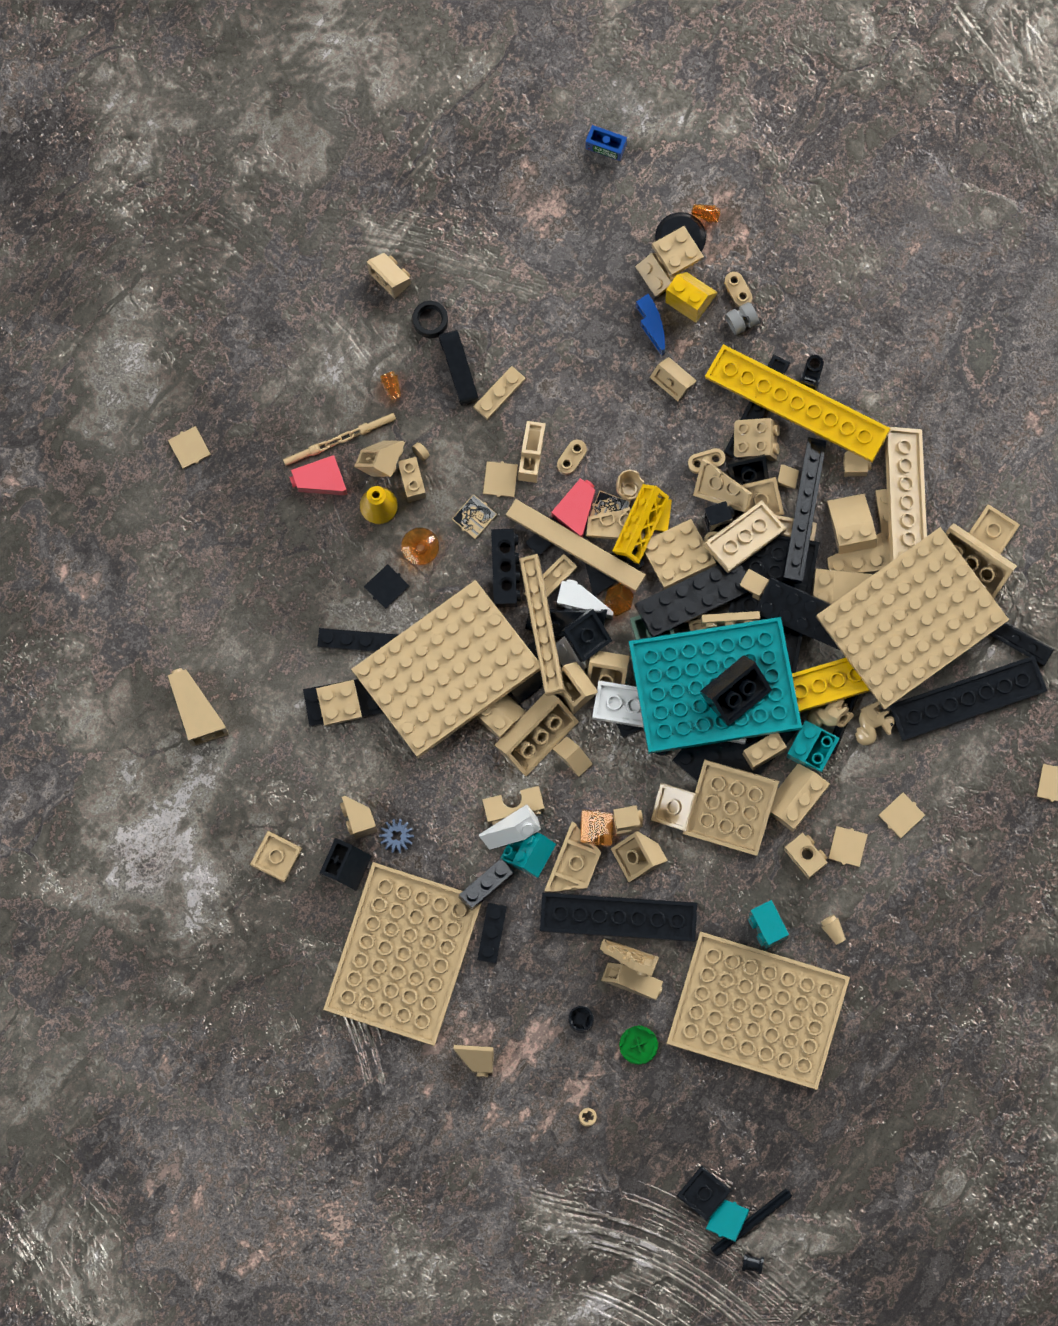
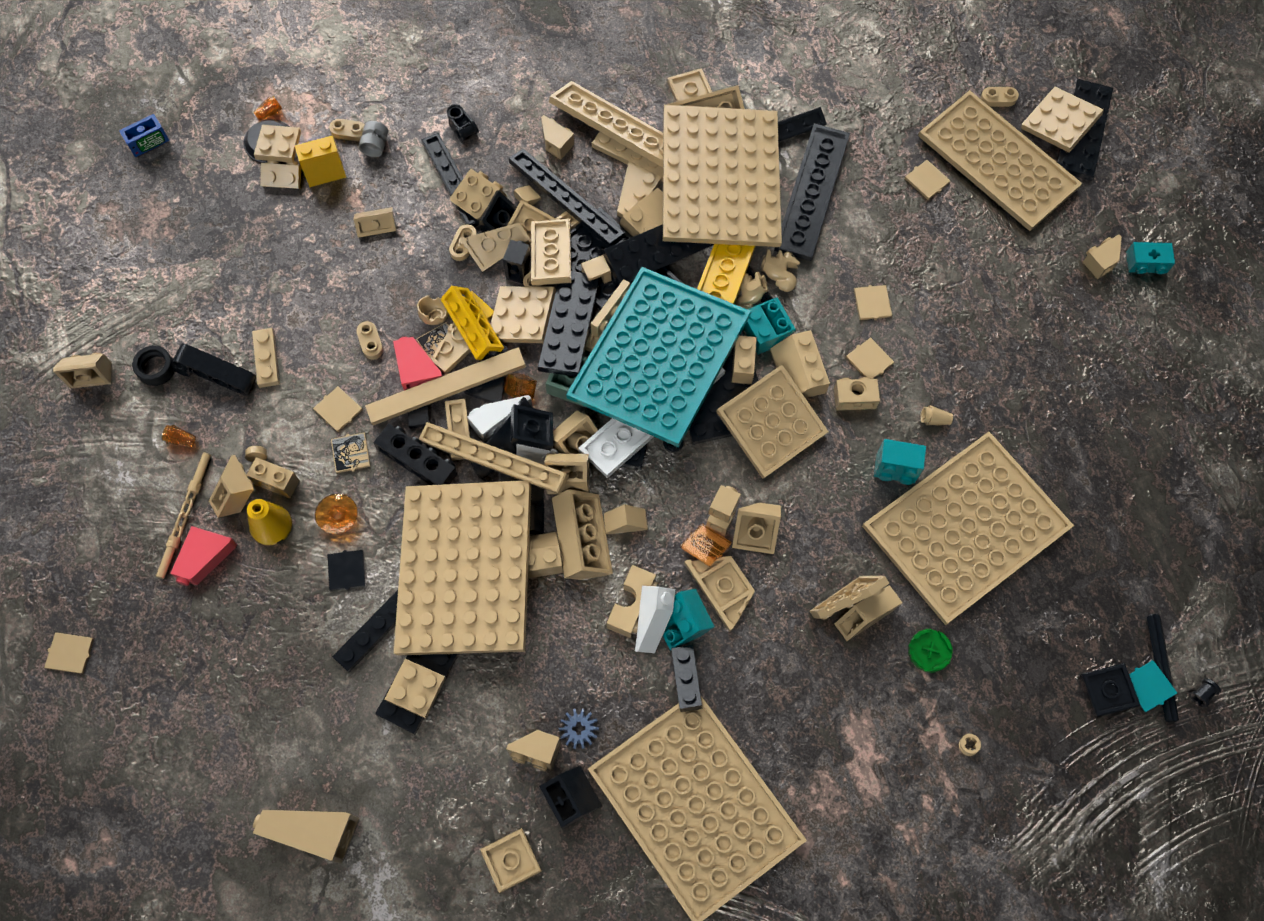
camera: 60 degrees left, 10 degrees down
(477, 1058) = (849, 807): tan slope -> none
(492, 933) = (734, 707): black plate -> none
(531, 451) = (337, 366): tan slope -> none
(580, 1019) = (875, 683): black wheel -> none
(618, 917) = (799, 585): black plate -> none
(652, 322) = (317, 204): blue slope -> none
(674, 807) = (737, 465): tan tile -> none
(736, 690) = (679, 336): black slope -> none
(797, 403) = (475, 144): yellow plate -> none
(852, 523) = (606, 174): tan slope -> none

